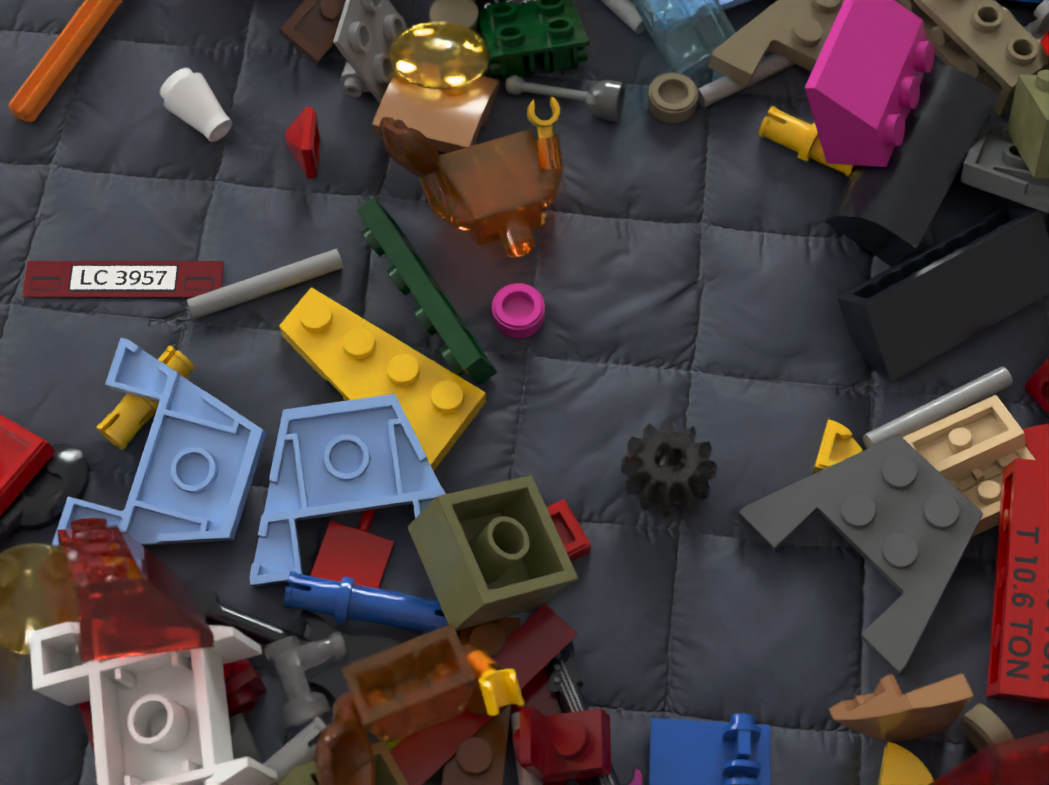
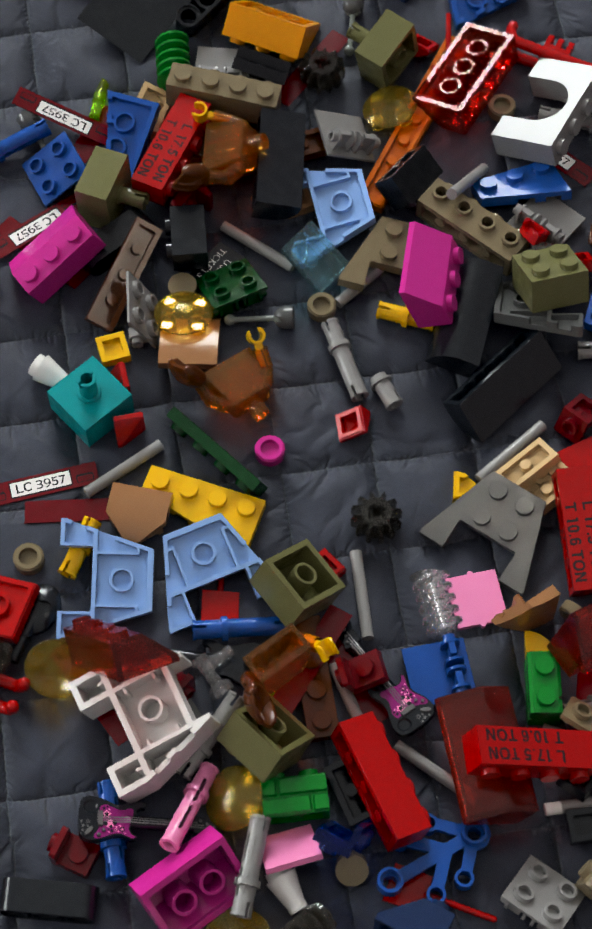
camera: 15 degrees left, 0 degrees up
(58, 396) = (28, 559): none -> dark tan tile
(192, 338) = (74, 509): none -> dark red sticker
(244, 160) = (90, 400): none -> teal brick
(262, 360) = (138, 511): none -> medium nougat slope
(292, 217) = (128, 427): none -> red slope
(311, 87) = (113, 349): none -> yellow tile
(606, 601) = (361, 595): none -> light grey bar
(672, 296) = (352, 423): none -> red slope
(685, 170) = (340, 349): none -> light grey pin
(734, 647) = (435, 602): none -> clear piece
(740, 244) = (383, 386): none -> light grey pin
(811, 658) = (477, 598): none -> bright pink piece

